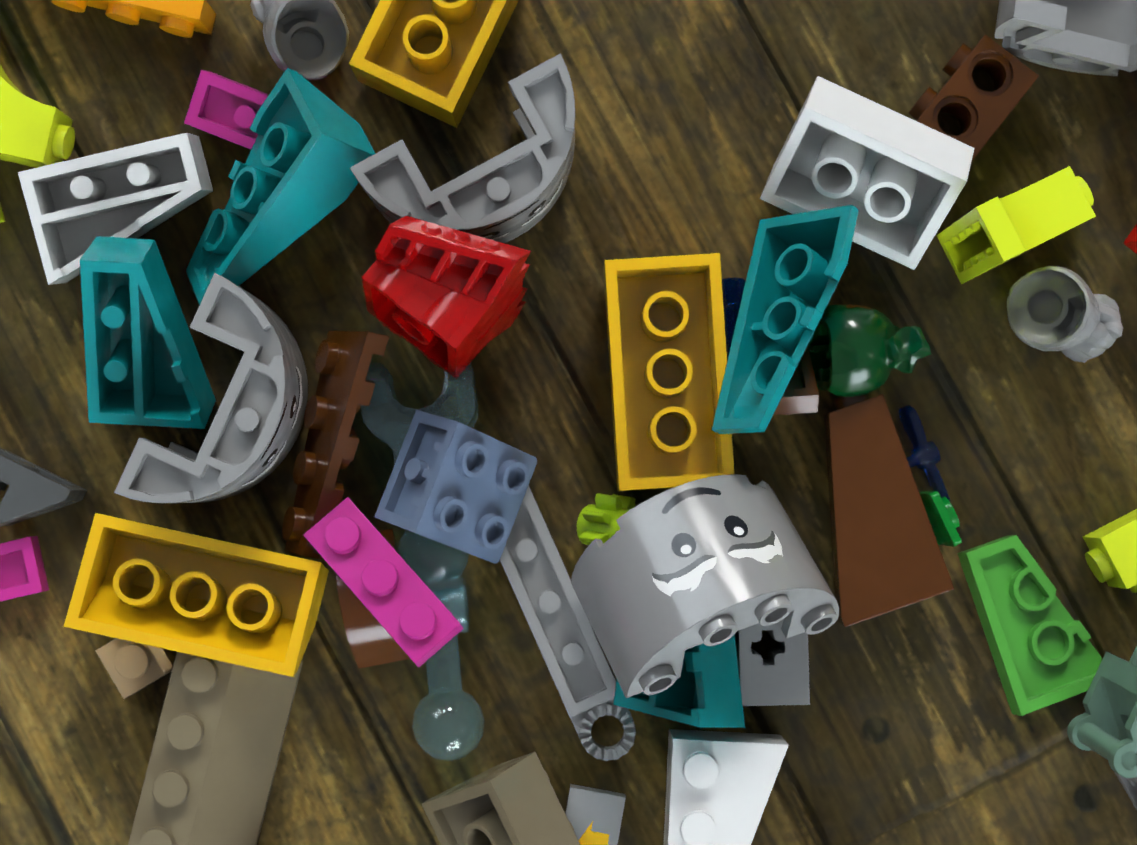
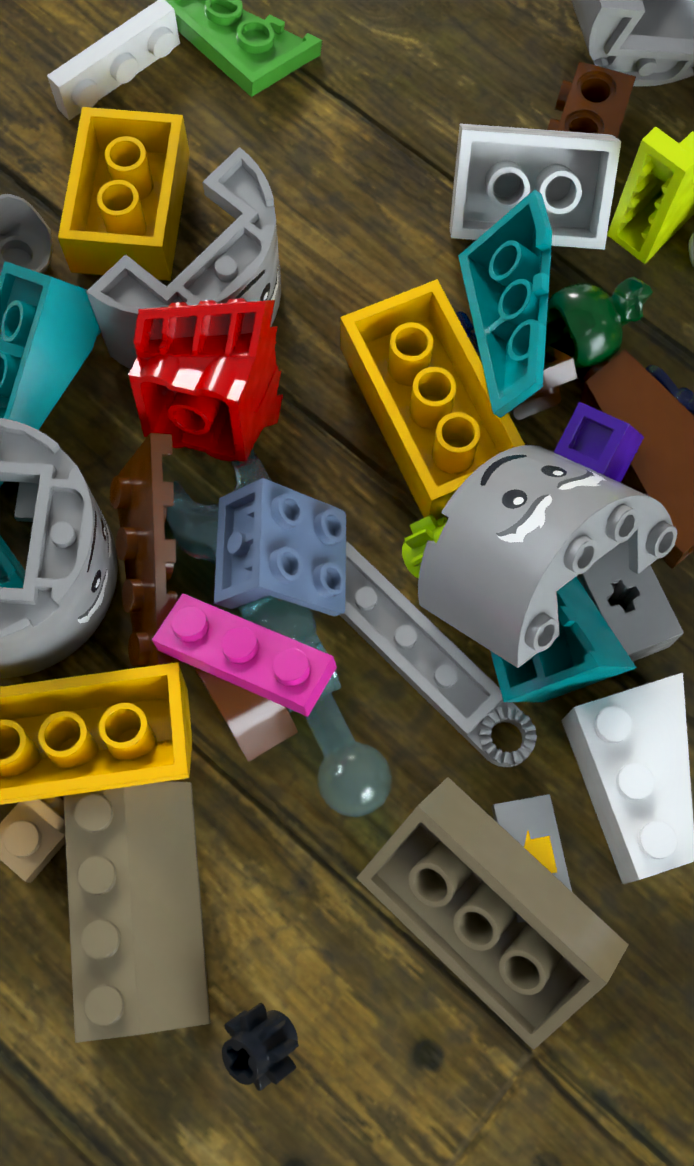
camera: 25 degrees left, 15 degrees down
(806, 493) = (599, 442): none -> dark purple panel

